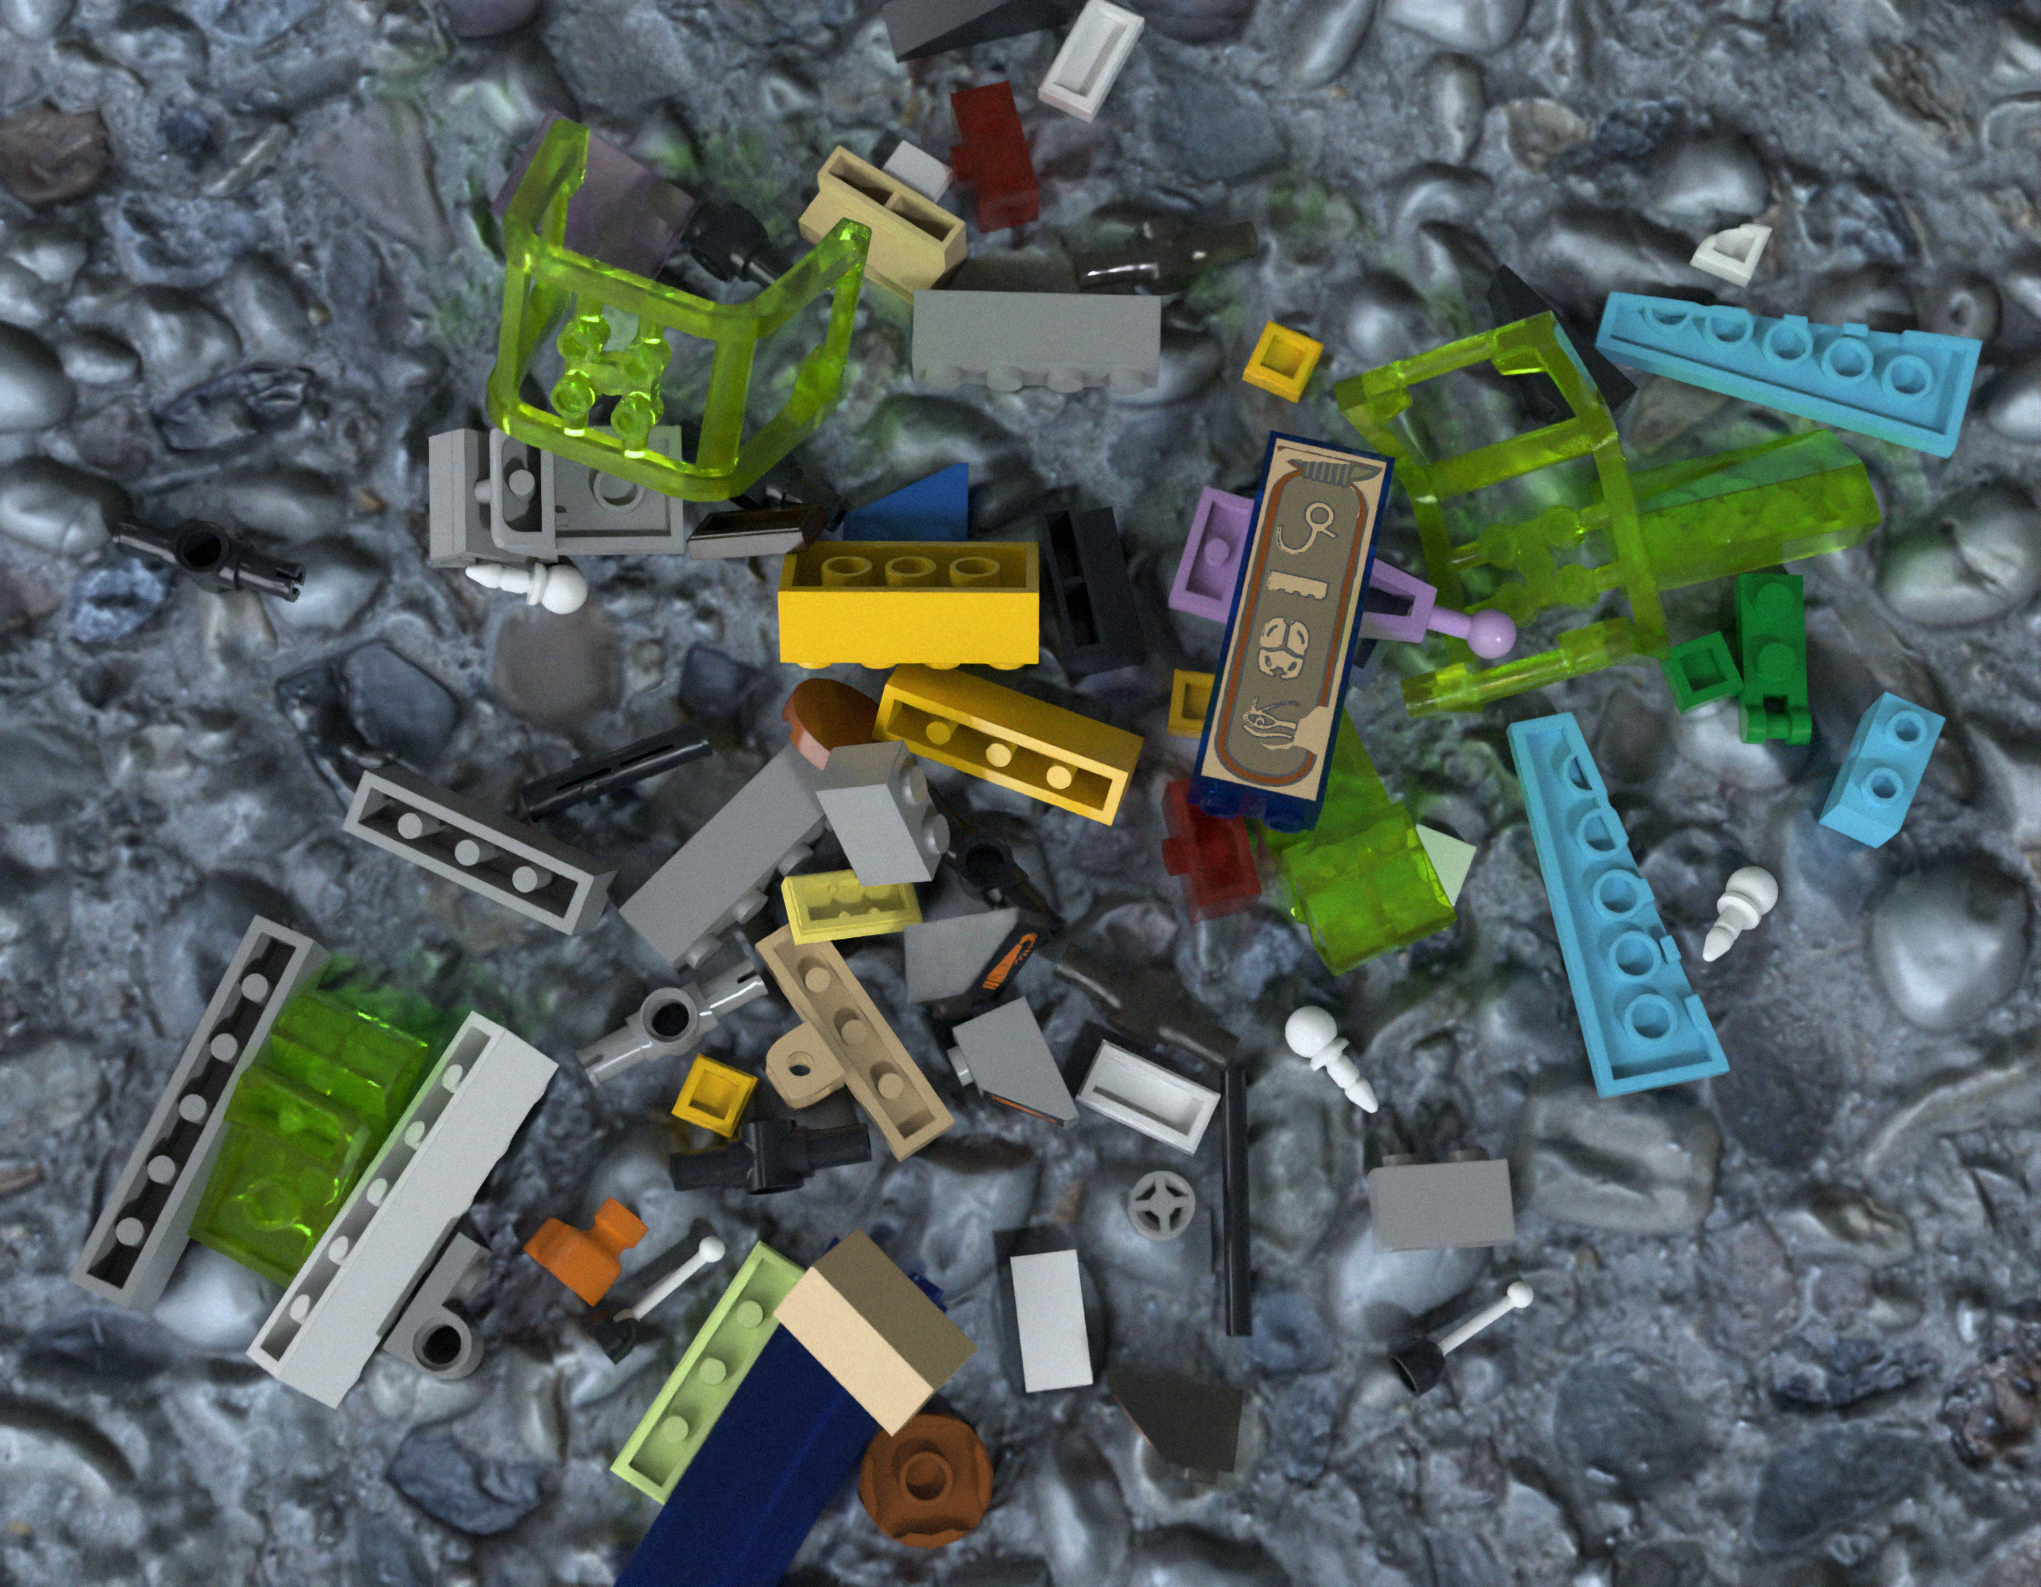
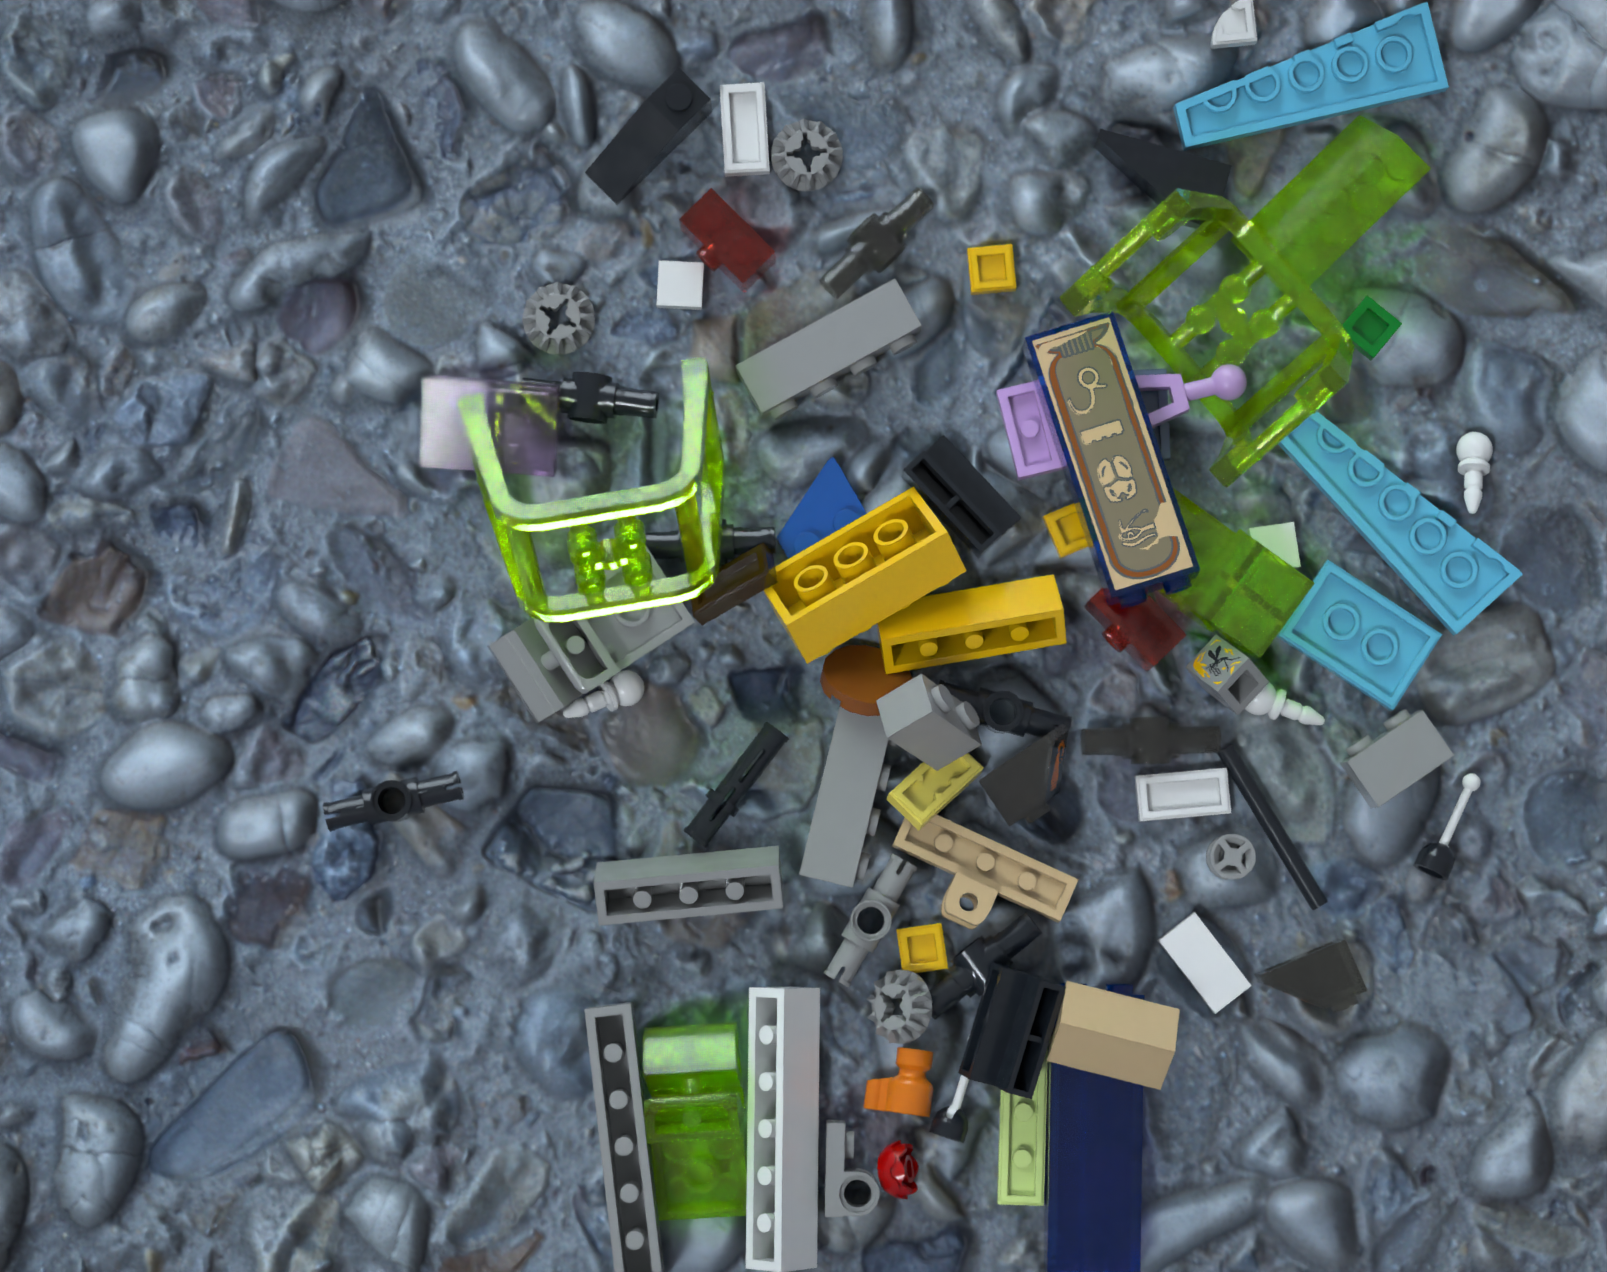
camera: 30 degrees left, 10 degrees up
(513, 1349) = (897, 1170): none -> red plate
(656, 1155) = (915, 1006): none -> light grey gear
(740, 164) = (565, 338): none -> light grey gear
(753, 1251) = (1012, 1030): none -> black piece
(911, 237) = (685, 329): tan piece -> none
(927, 1481) = (1191, 1101): dark orange tile -> none
(1012, 1064) = (1091, 823): light grey slope -> none
(1156, 143) = (823, 167): none -> light grey gear
(1286, 977) = (1227, 674): none -> light grey brick
(1480, 1032) = (1359, 635): none -> medium azure tile
(1772, 658) = (1406, 291): green plate -> none
(1881, 770) = (1513, 329): medium azure brick -> none

